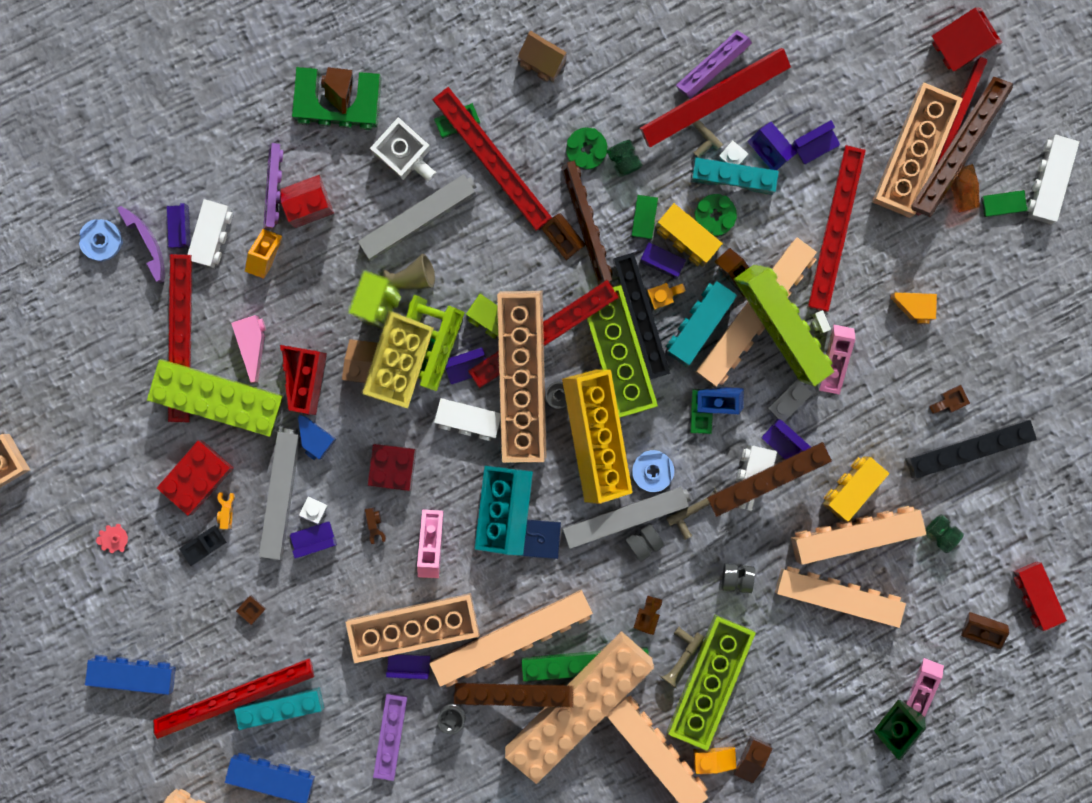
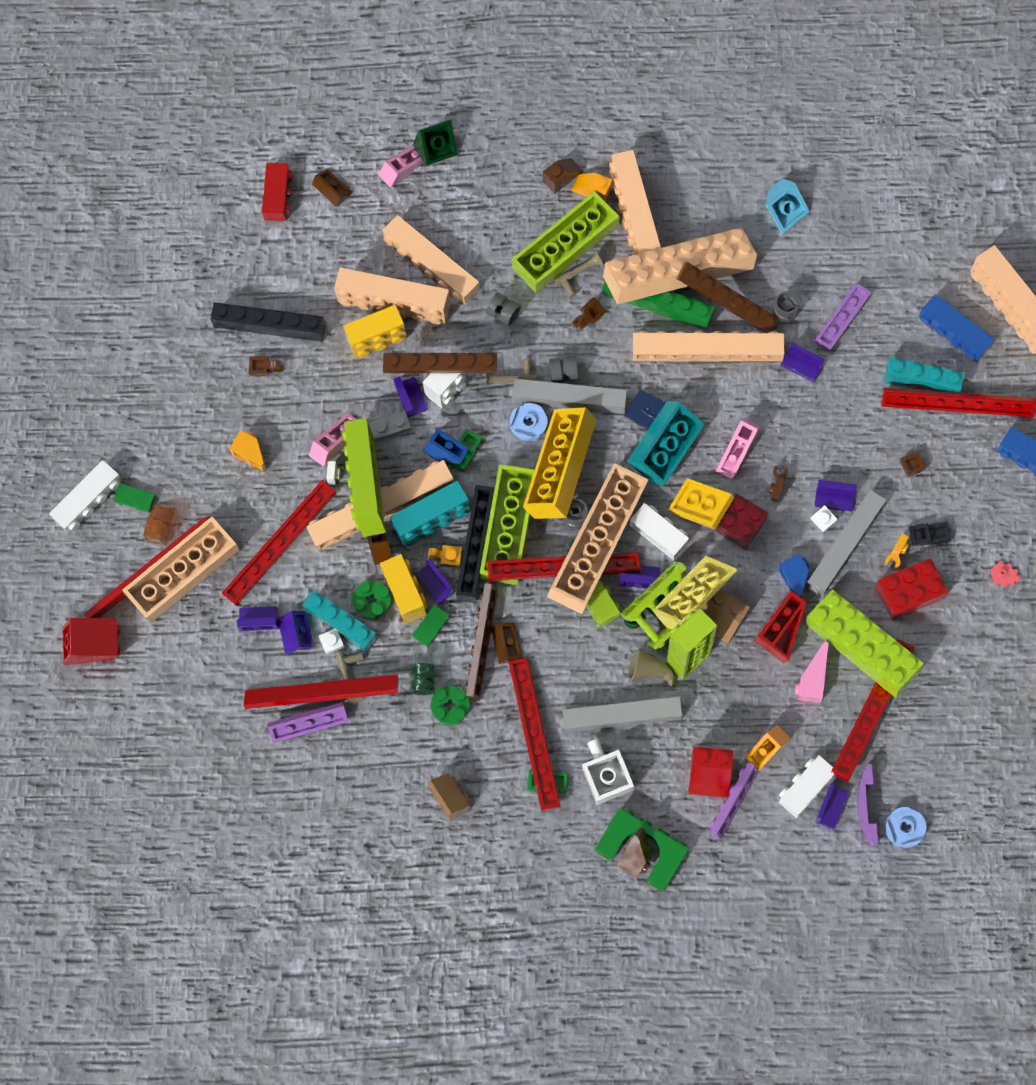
camera: 150 degrees left, 15 degrees down
(412, 628) = (784, 388): light nougat brick -> none
(439, 464) = (701, 503): none -> yellow plate
(945, 535) = (324, 269): clear green wheel -> none
(962, 147) = (143, 552): reddish brown plate -> none

